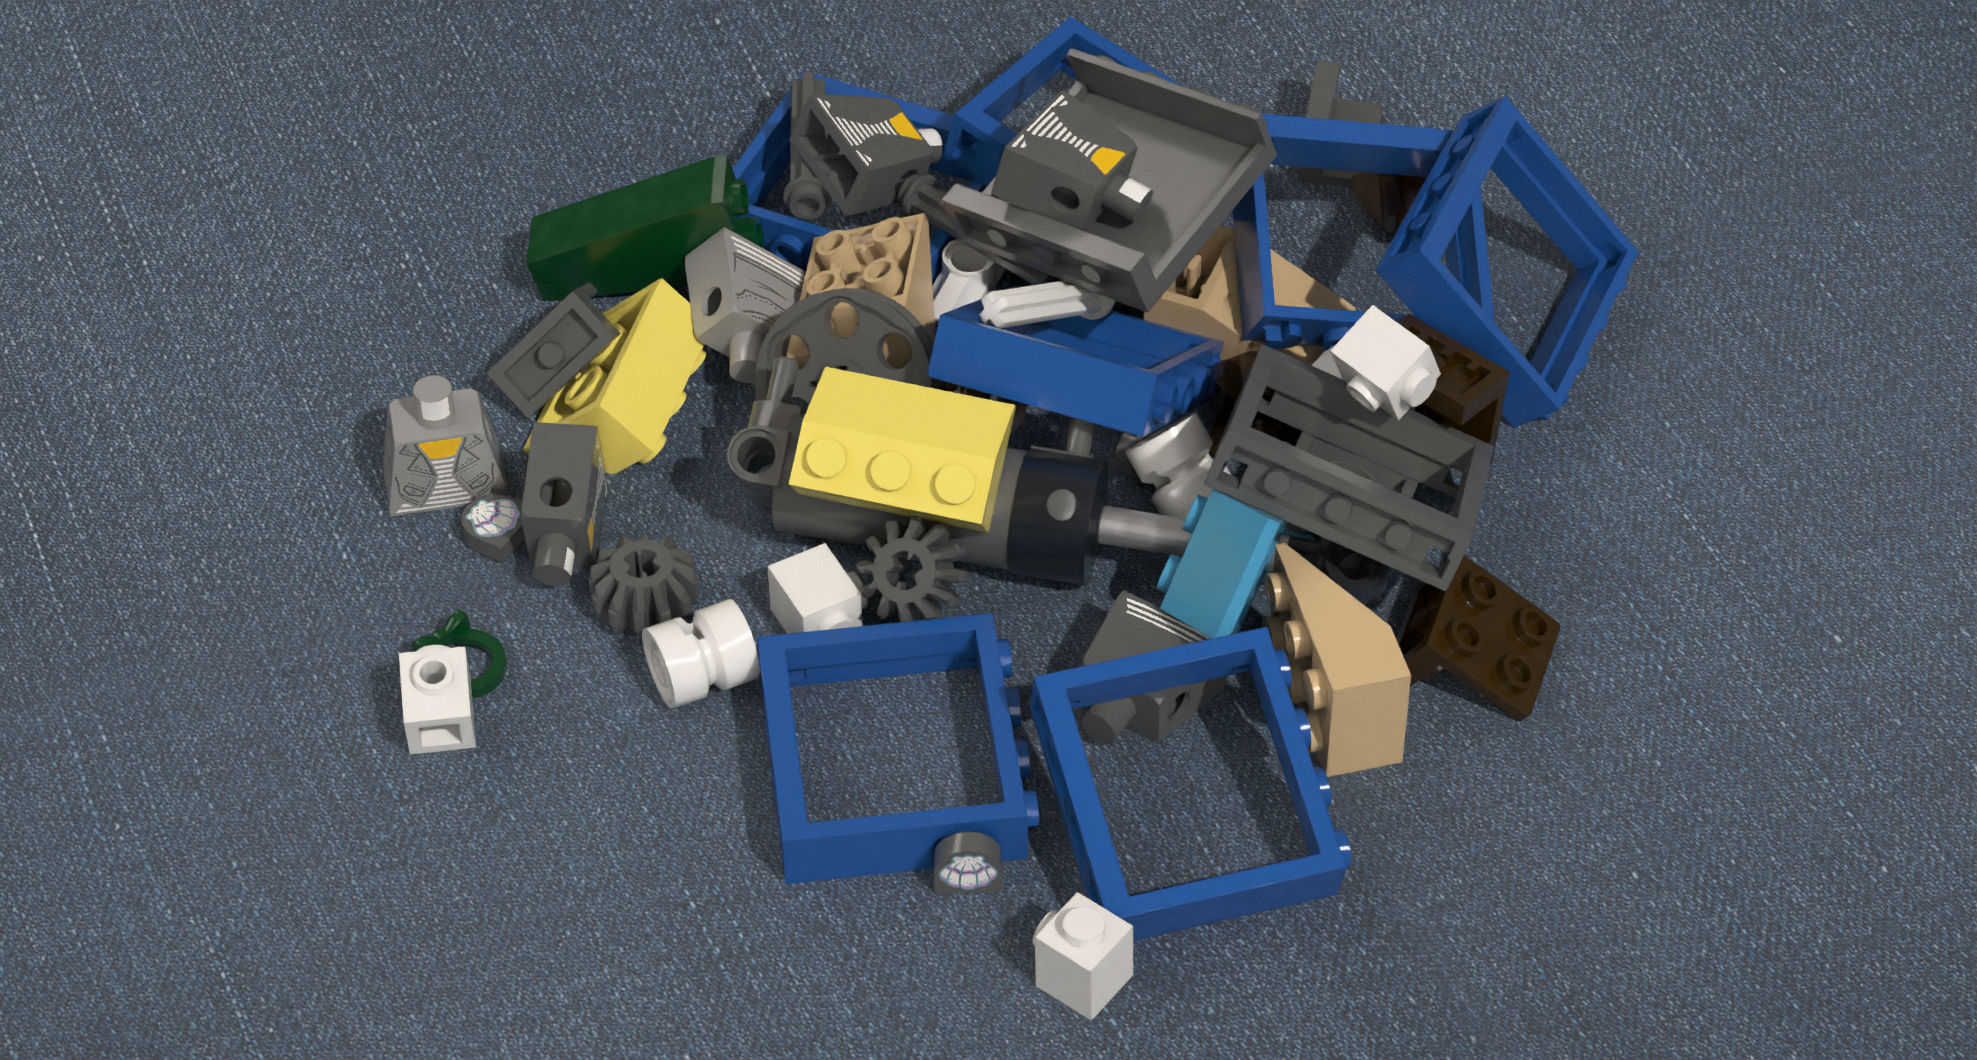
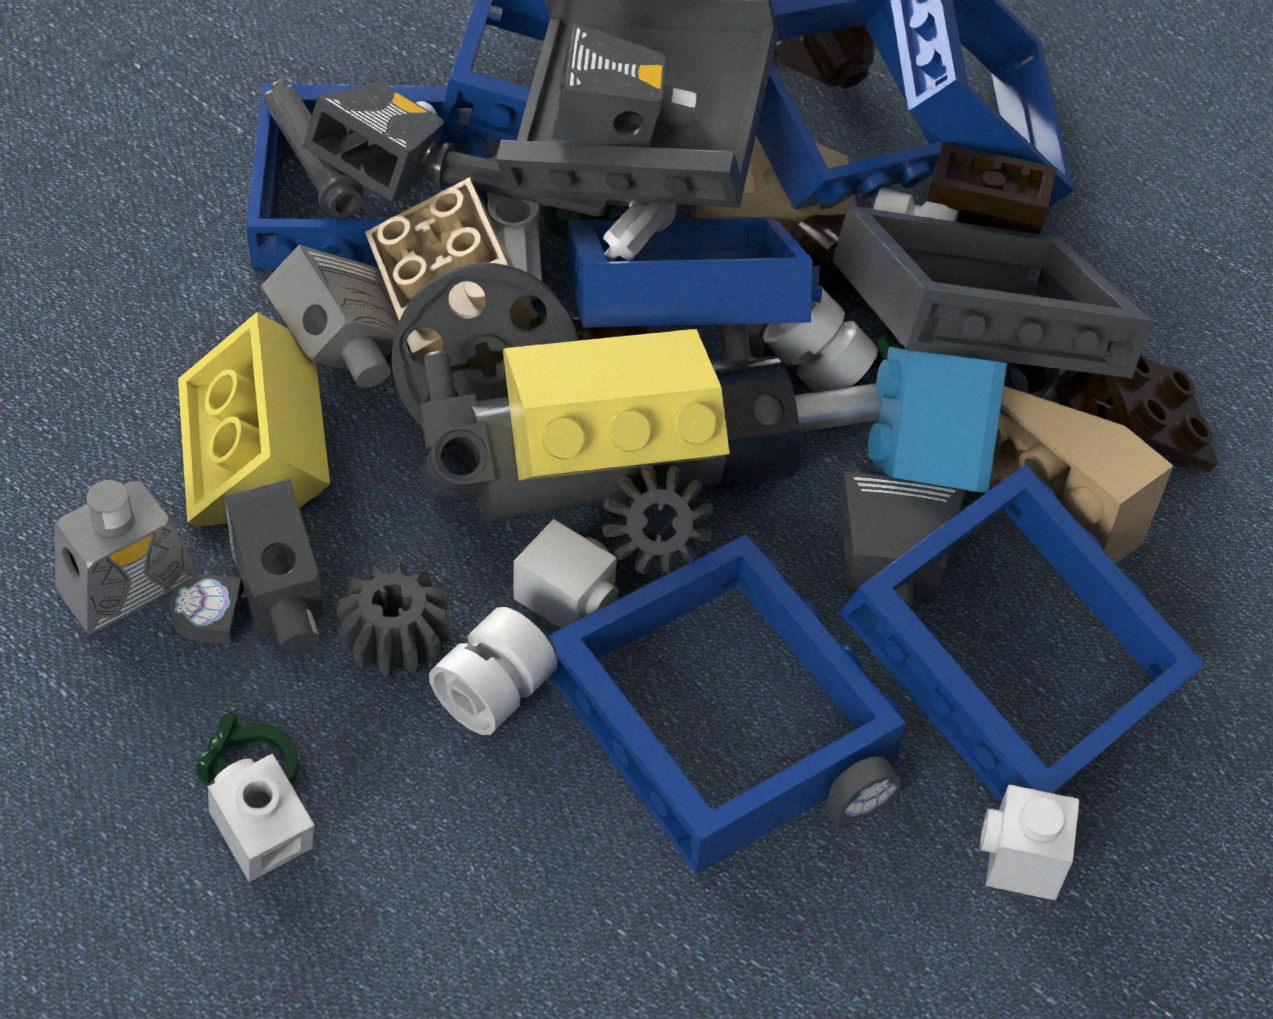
camera: 30 degrees left, 5 degrees up
(554, 351) = (179, 415): dark grey panel -> none
(638, 231) = (202, 275): dark green slope -> none
(1385, 364) = (974, 190): white brick -> none

